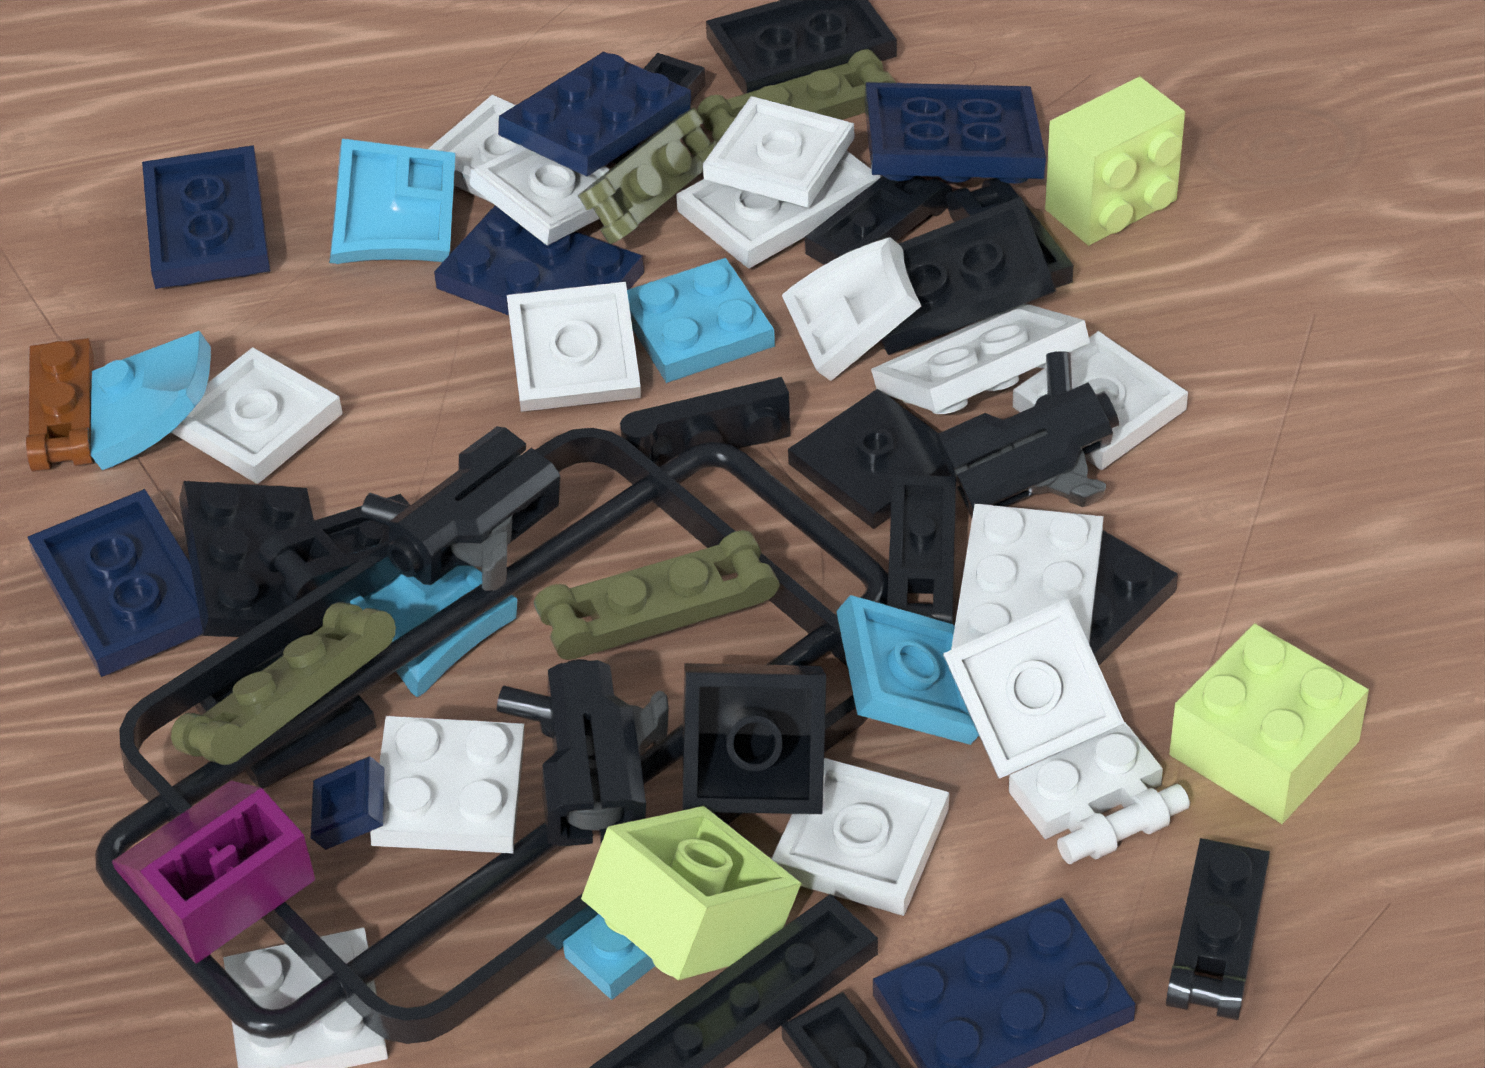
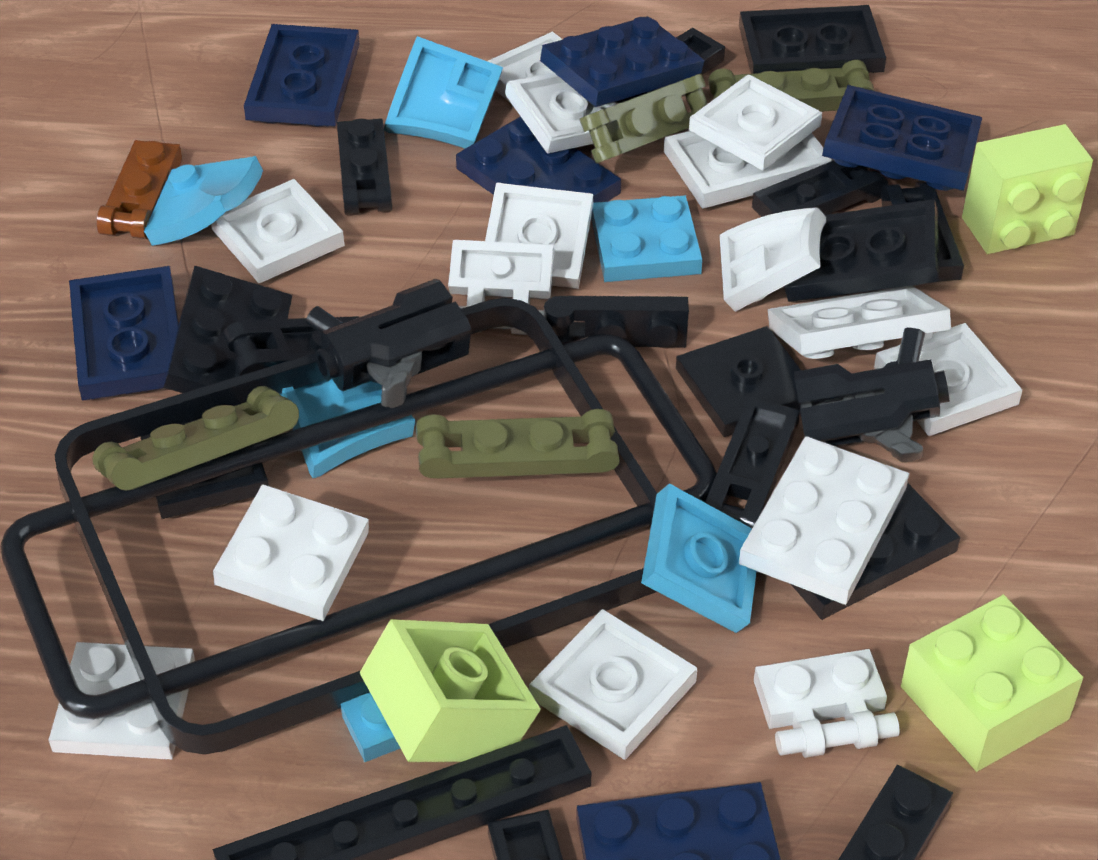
camera: 15 degrees right, 0 degrees up
(218, 867) = (80, 571): magenta slope -> none
(326, 311) = (364, 165): none -> black plate
(347, 803) = (203, 545): dark blue tile -> none
(552, 398) = (501, 271): none -> white plate
(596, 746) = (416, 553): black piece -> none
(753, 738) = (547, 579): black slope -> none
(1033, 688) = (796, 599): white plate -> none

